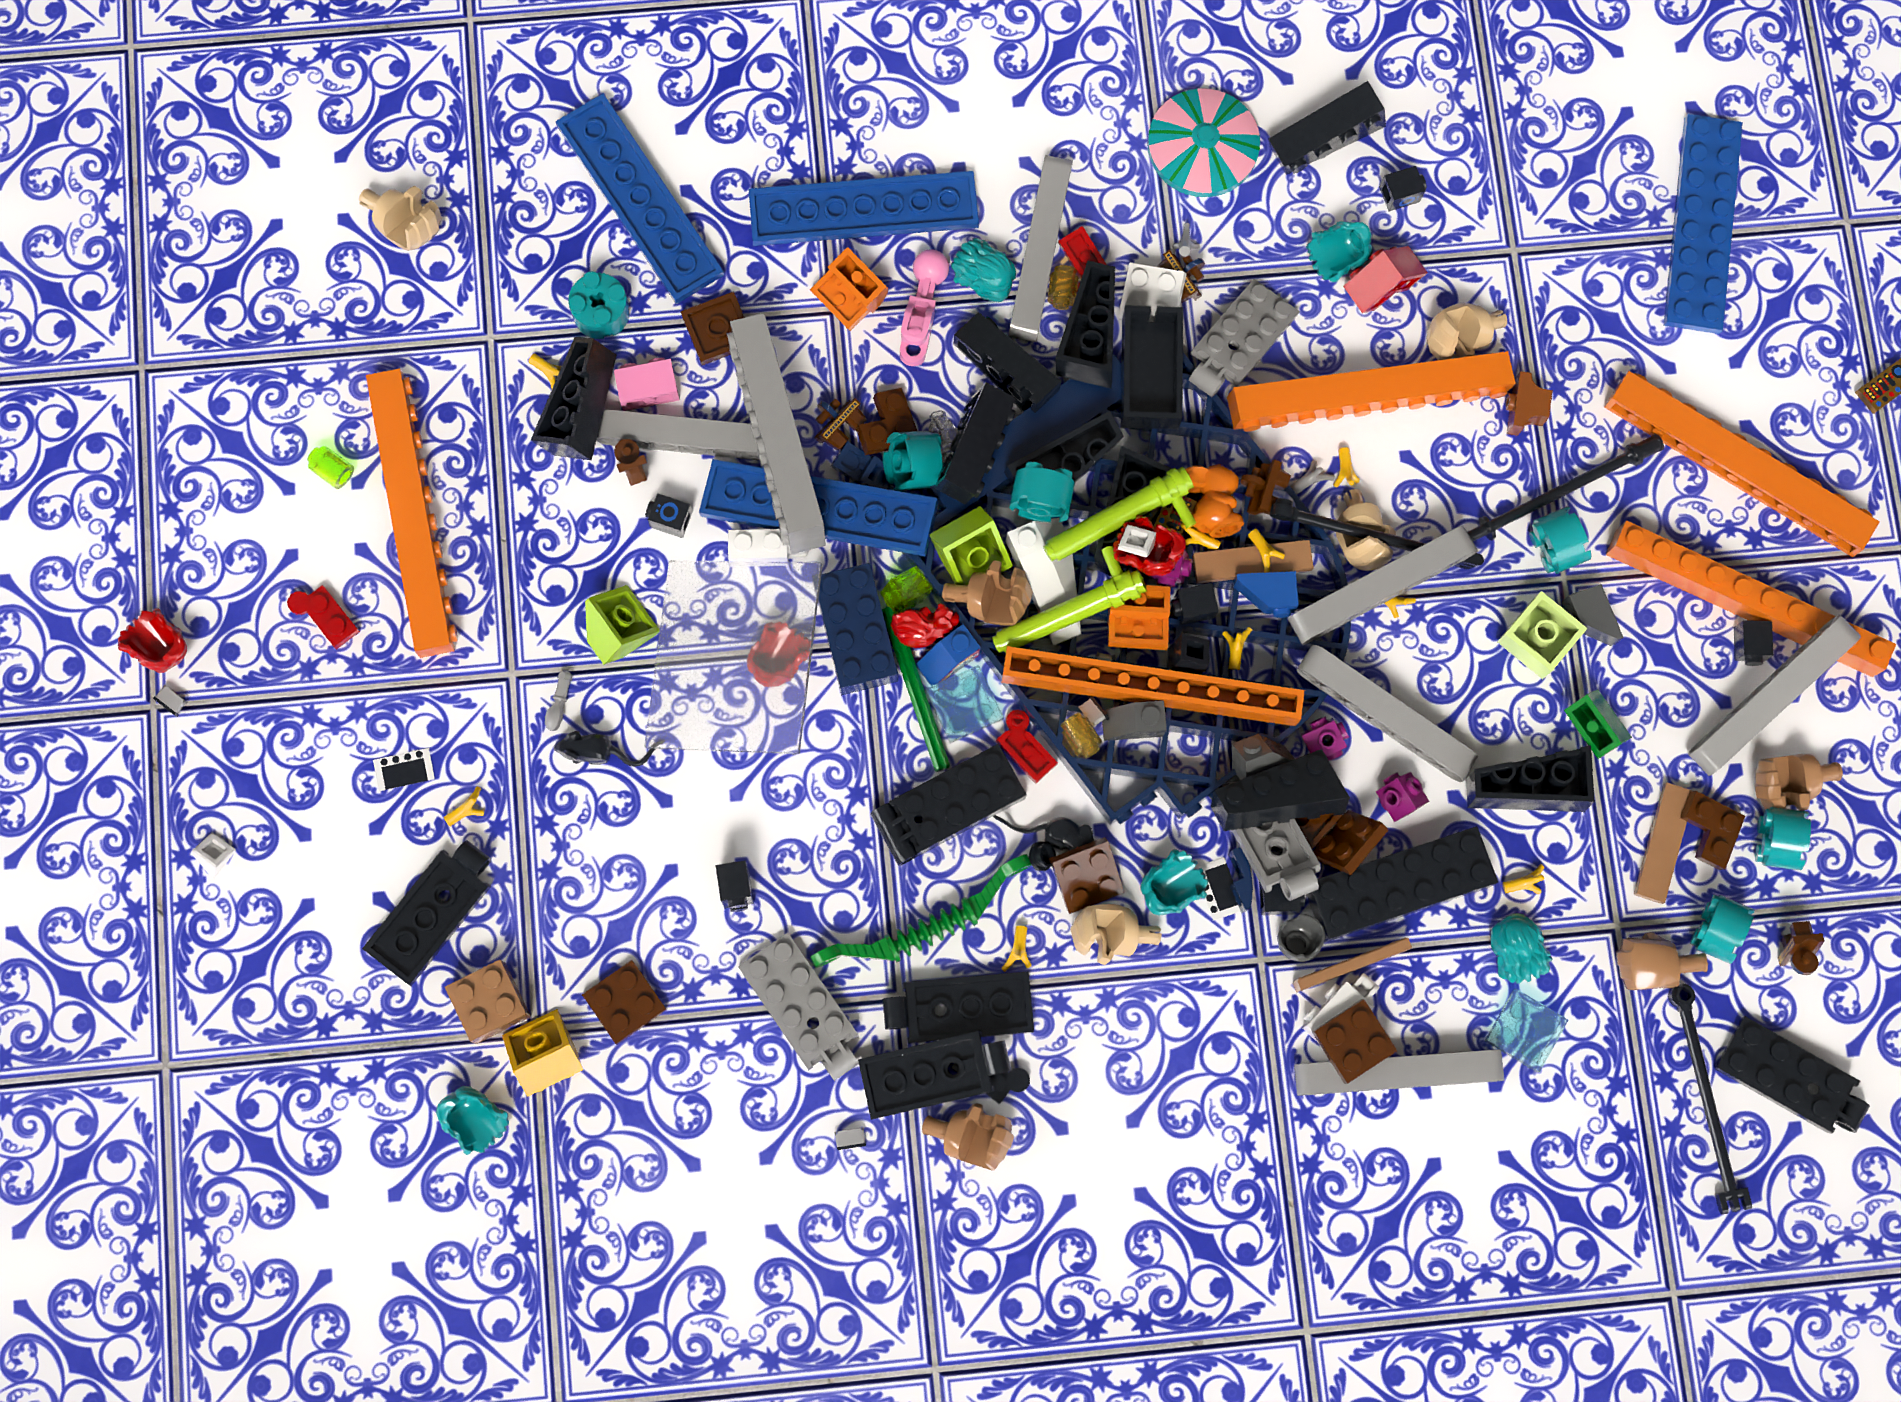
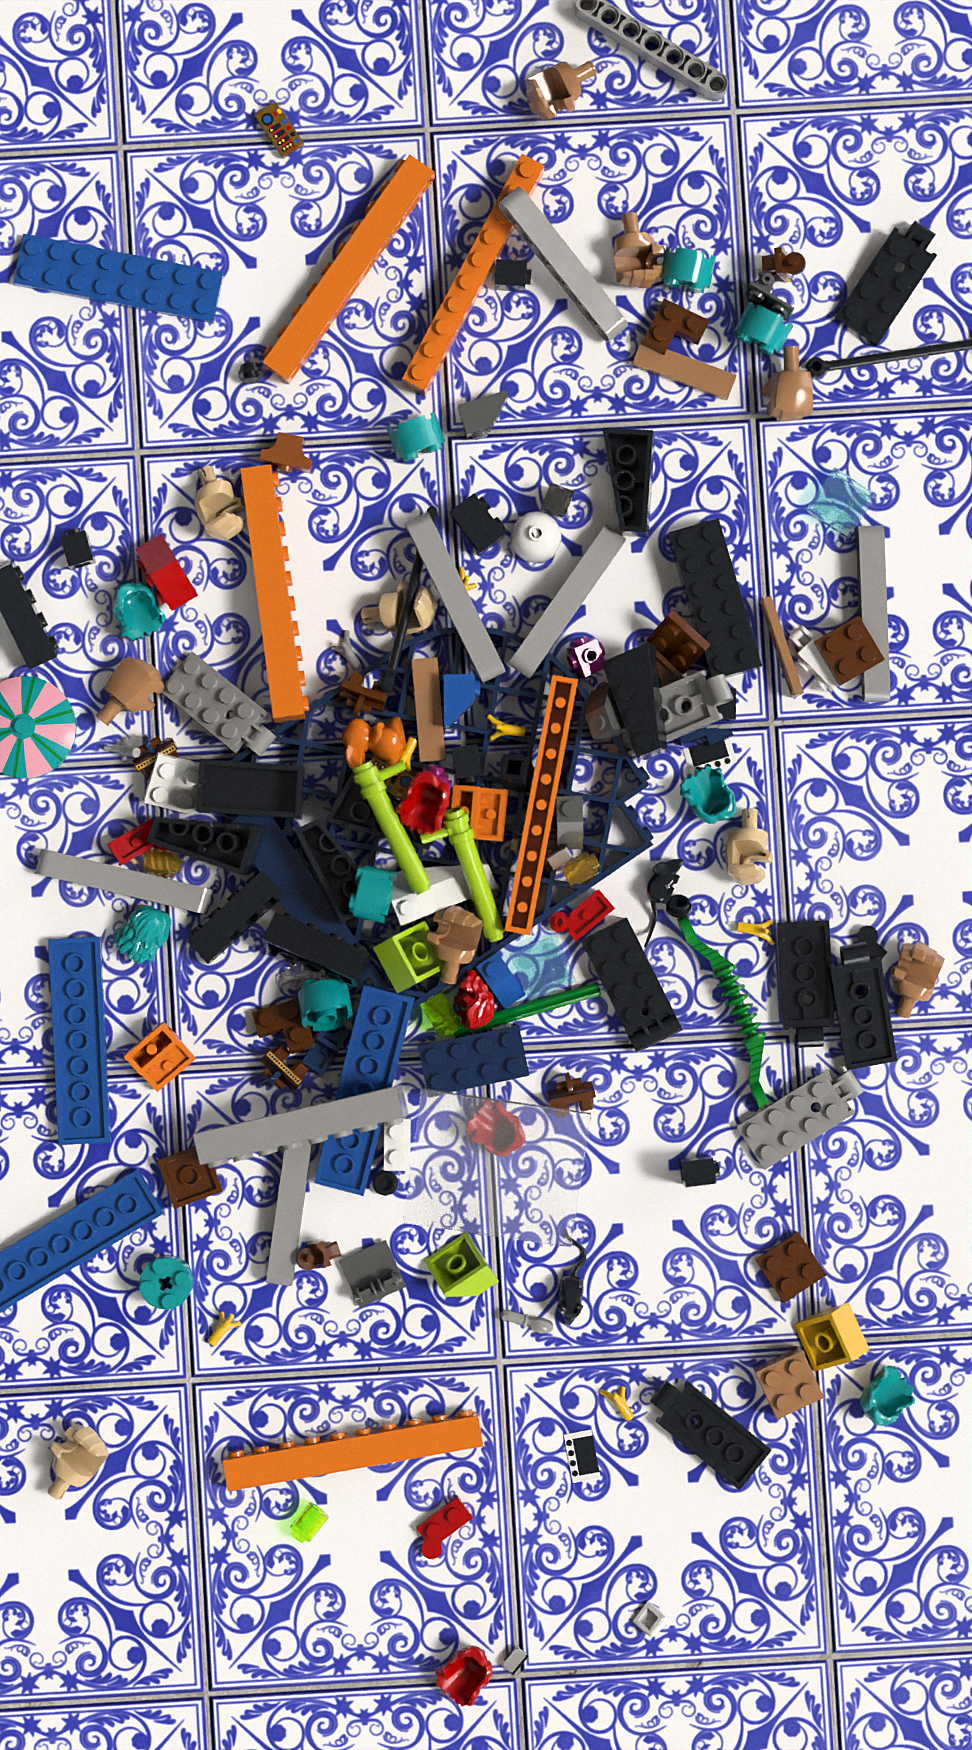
camera: 85 degrees left, 10 degrees up
(576, 401) = (258, 1302): black wedge -> none
(610, 528) = (372, 1273): none -> dark grey hinge
(646, 384) = (241, 1240): bright pink brick -> none
(669, 515) = (364, 1222): black brick -> none
(714, 538) = (385, 1182): none -> black plate
(823, 739) = (572, 1091): none -> reddish brown hips
(850, 1138) = (911, 1078): light grey piece -> none
(930, 270) = (143, 982): bright pink piece -> none
(1087, 875) = (698, 868): reddish brown plate -> none
(1137, 541) = (421, 813): white slope -> none
(1254, 243) = (130, 688): none -> medium nougat piece
(1264, 548) = (421, 698): yellow bar -> none
(1301, 938) = (758, 689): dark grey hair -> none
(1346, 470) = (340, 619): yellow bar -> none
(1401, 795) = (638, 593): magenta brick -> none
(1457, 680) = (540, 547): none -> white cylinder
(1467, 613) = (478, 524): none -> black brick
(1501, 701) = (557, 501): none -> clear smoke brick
(1519, 949) = (772, 502): teal hair -> none
(1526, 882) = (714, 490): yellow bar -> none
(1542, 635) = (500, 460): yellowish green brick -> none
(1597, 723) = (581, 419): green brick -> none
(1614, 362) = (250, 372): none -> black plate
(1633, 455) = (336, 364): black bar -> none
(1765, 926) = (760, 294): none -> dark grey hinge

